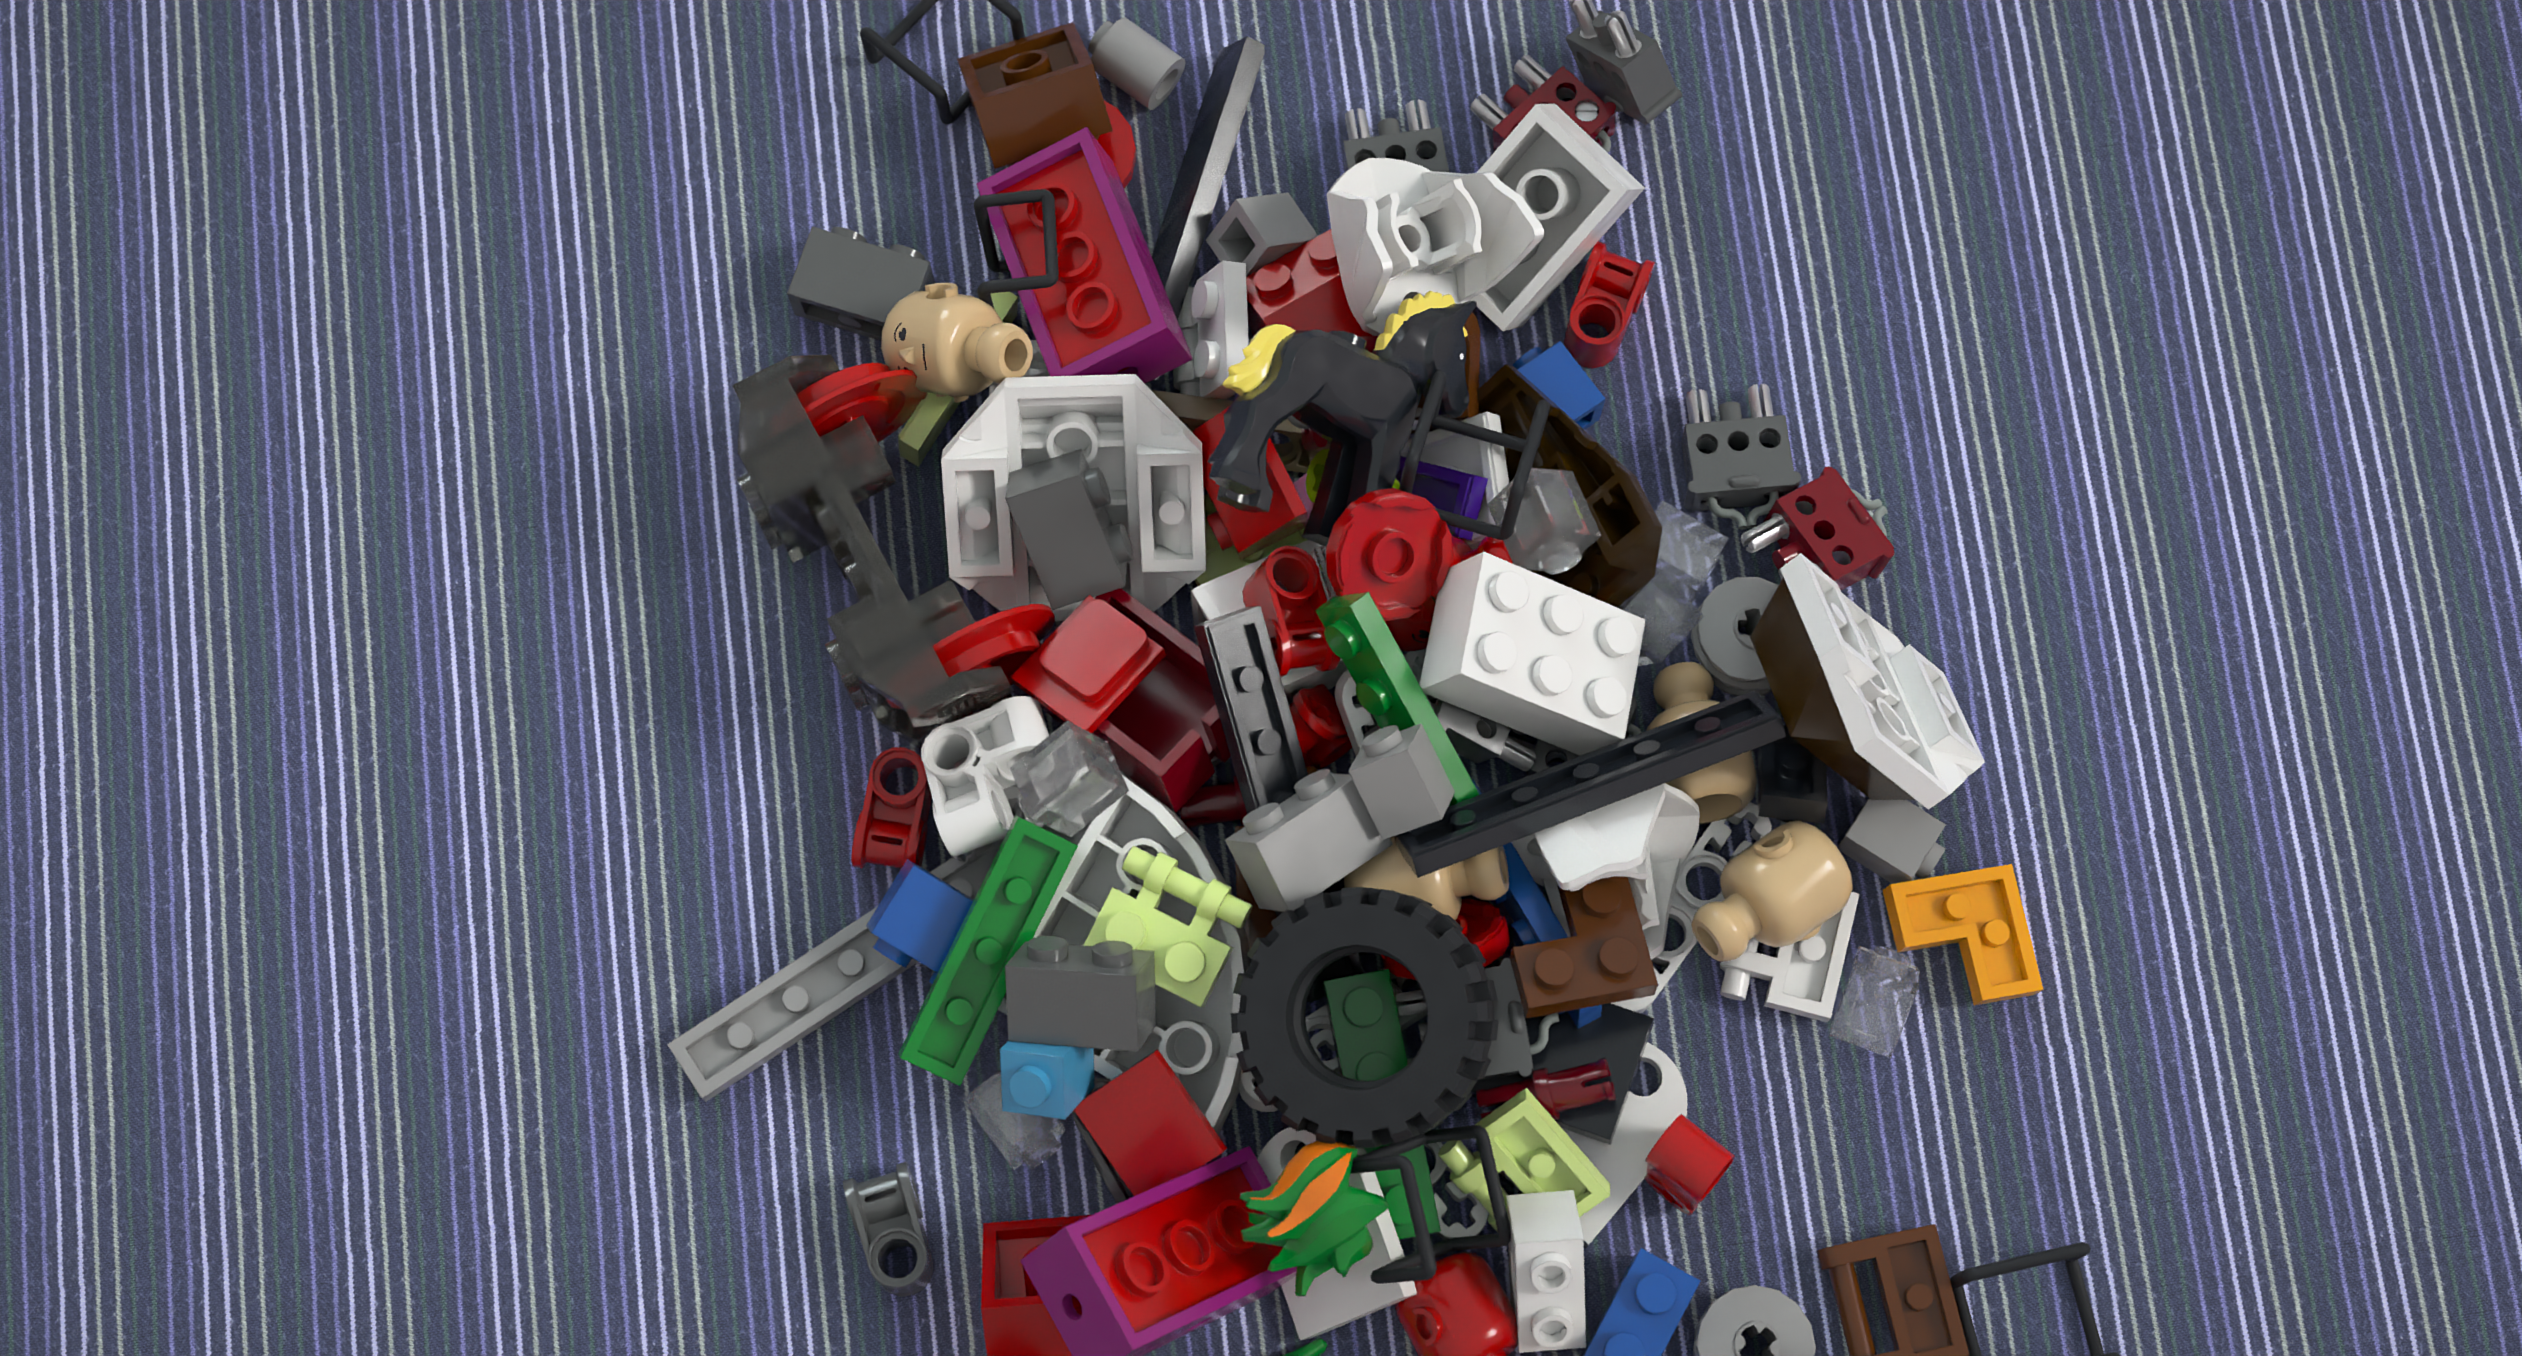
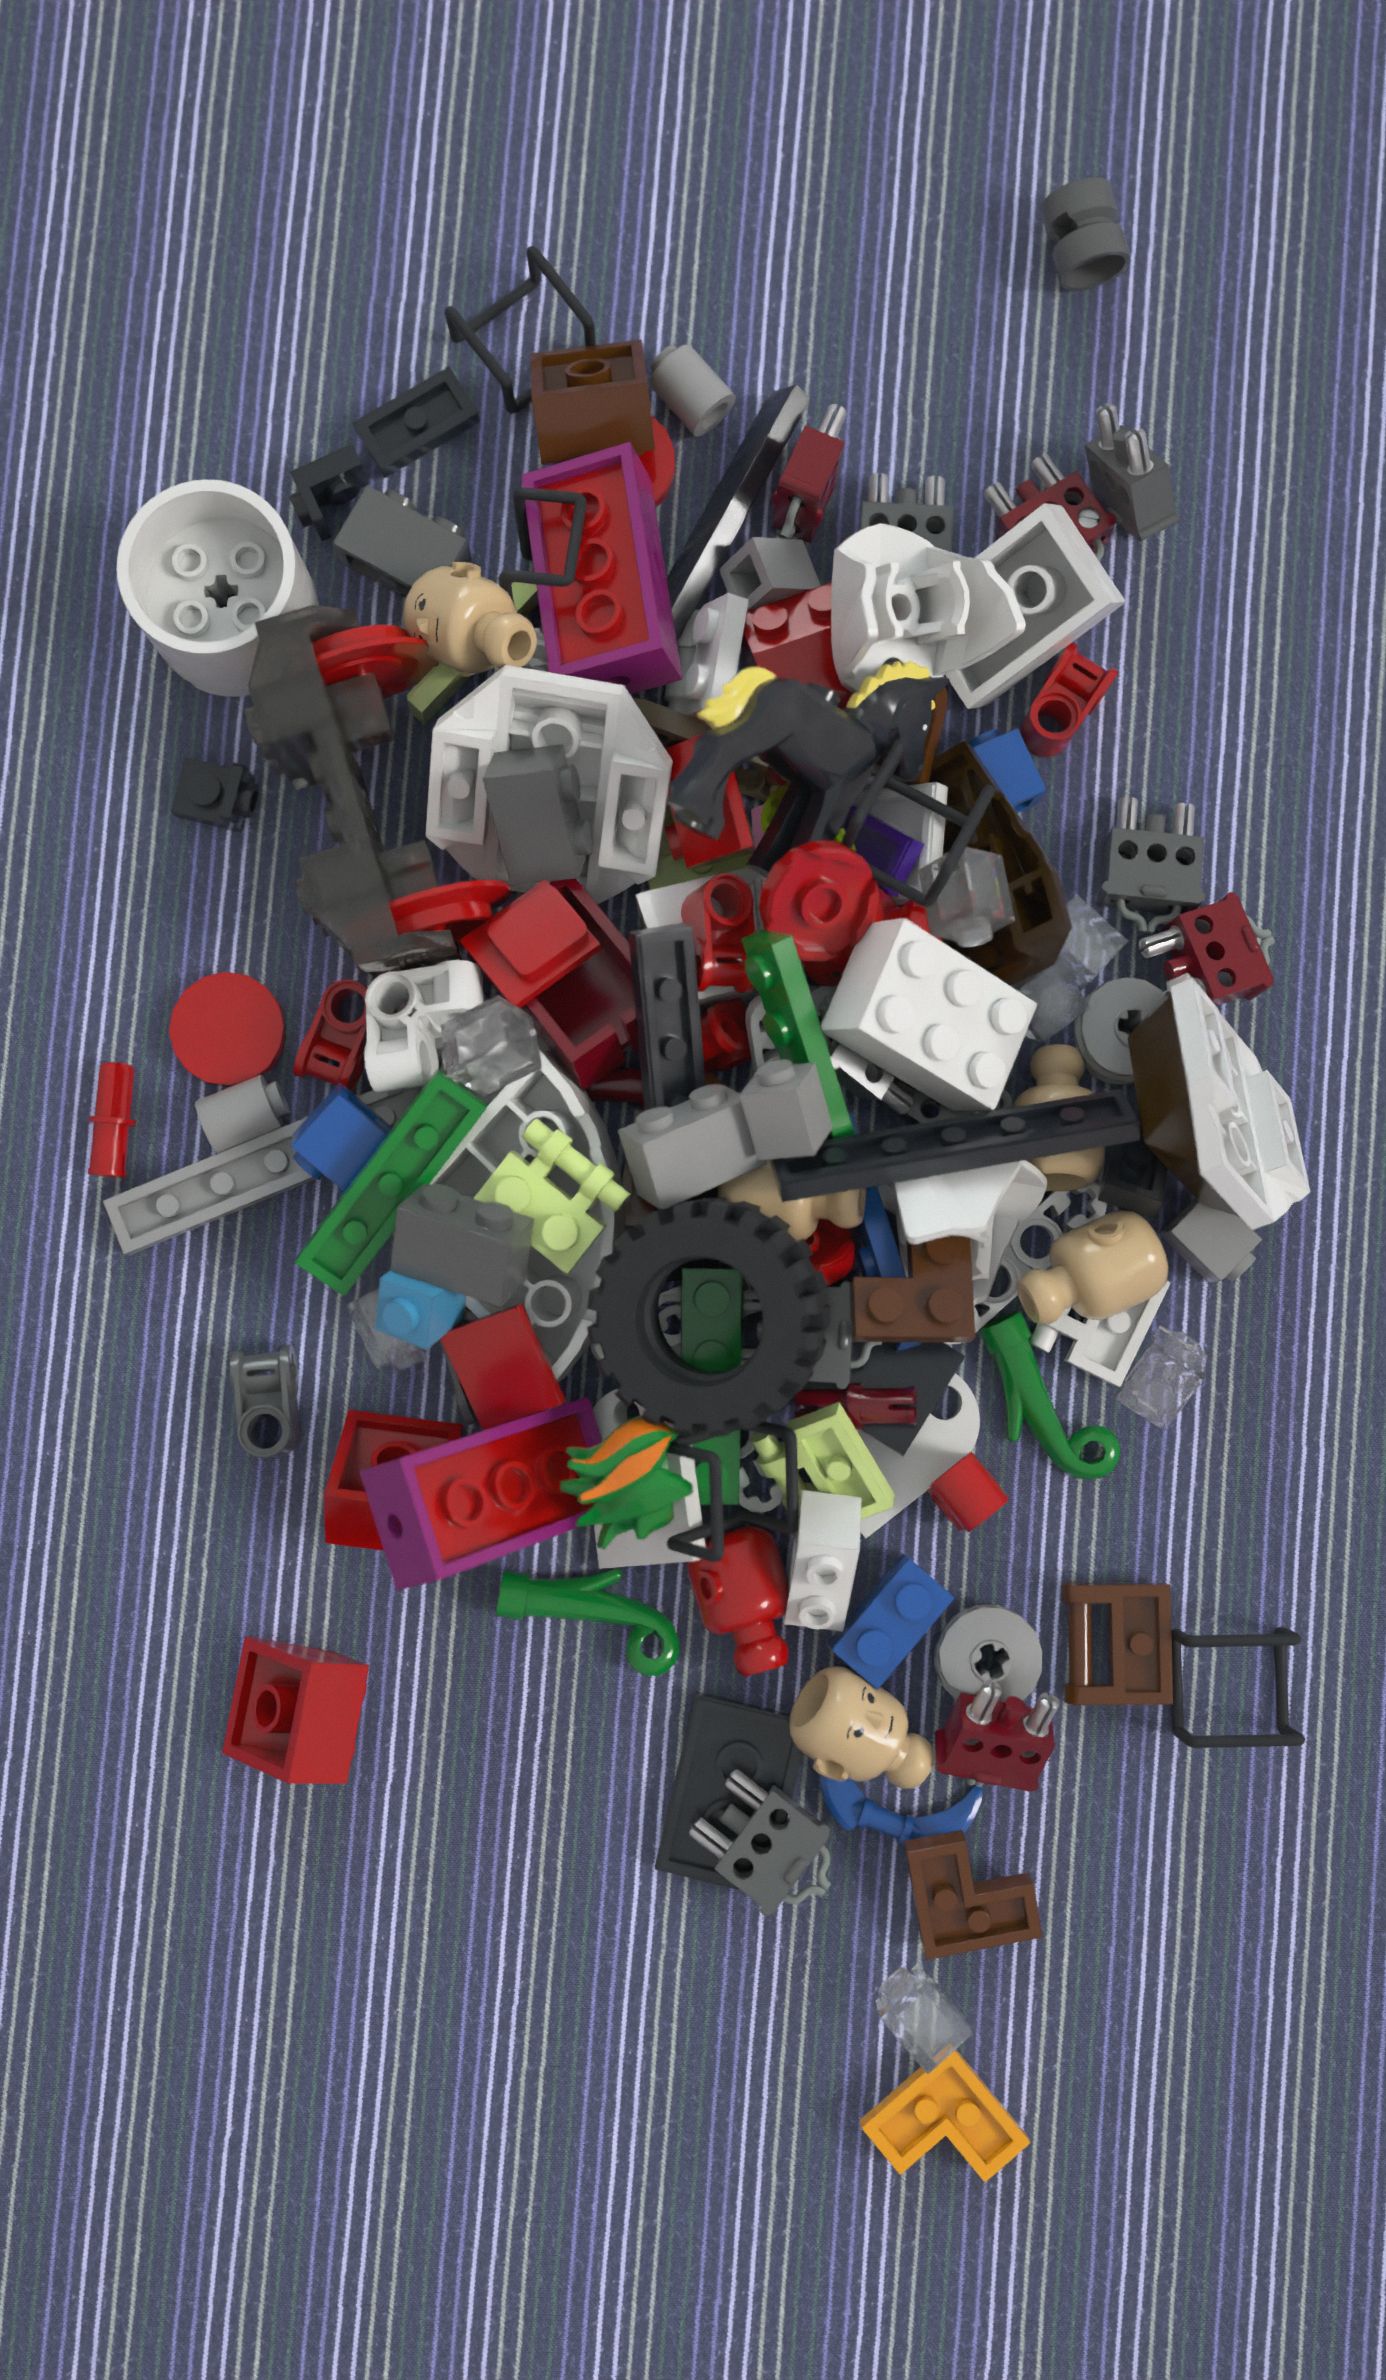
camera: 10 degrees right, 10 degrees up
(646, 326) = (186, 558): none -> white brick
(659, 957) = (112, 1120): none -> red axle
(707, 584) = (215, 794): none -> black bracket
(766, 231) = (326, 480): none -> black bracket
(768, 833) = (227, 1029): none -> red tile
(803, 917) = (241, 1112): none -> light grey brick
(849, 152) = (416, 422): none -> black plate
(1282, 129) = (809, 478): none -> dark red piece
(1734, 1053) = (1028, 1397): none -> green plant
(1982, 915) = (1272, 1321): light orange plate -> none

